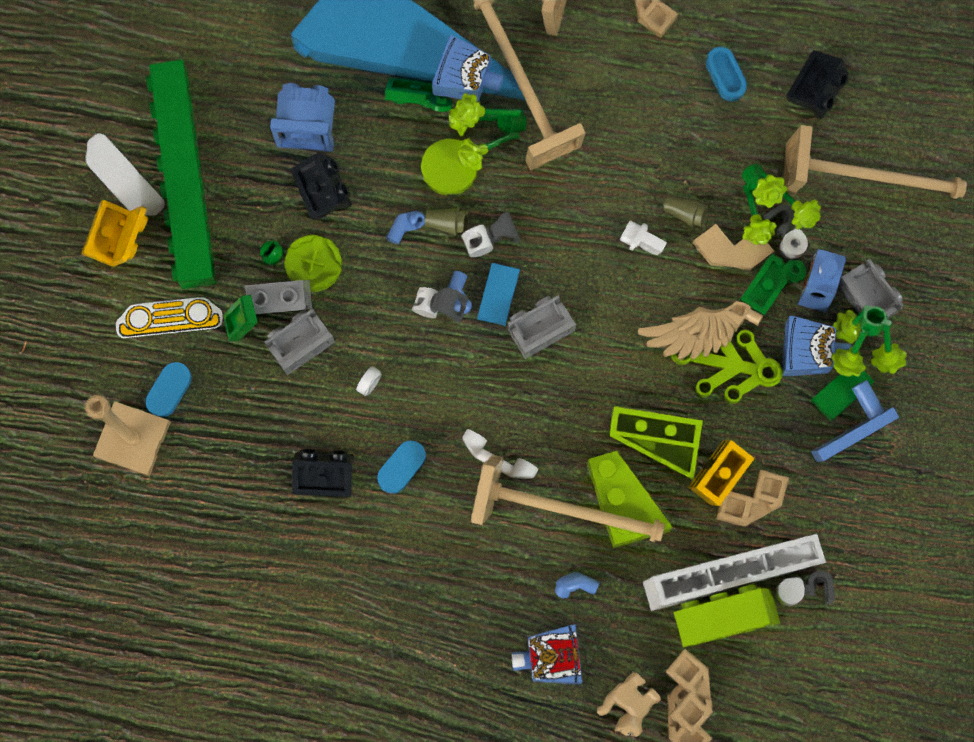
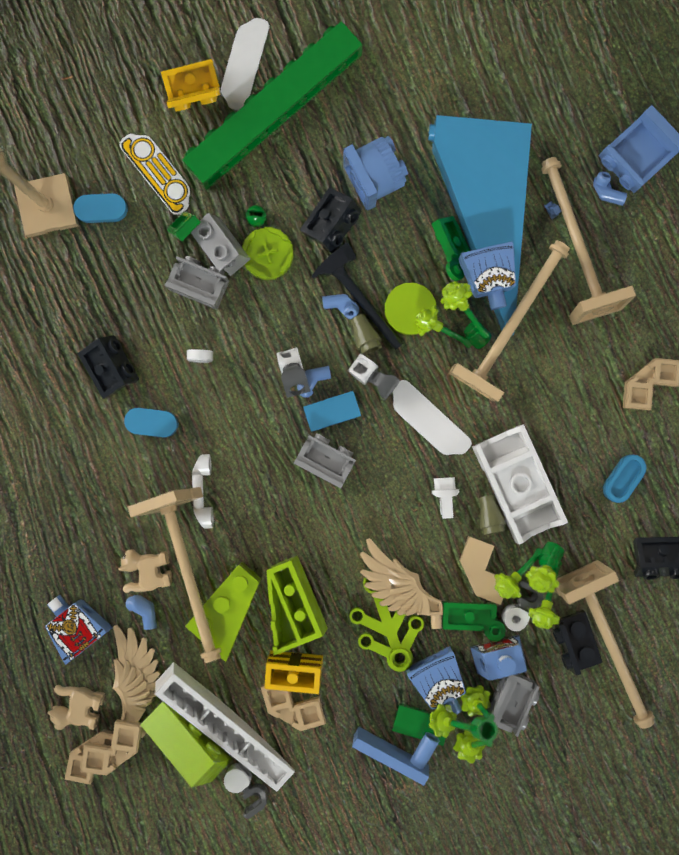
camera: 55 degrees right, 10 degrees up
(366, 209) = (334, 266): none -> black piece
(537, 551) = (149, 571): none -> tan animal
(563, 213) = (429, 420): none -> white sticker
(632, 631) = (134, 674): none -> tan animal
(672, 165) = (520, 483): none -> white piece
(850, 205) = (577, 642): none -> black bracket

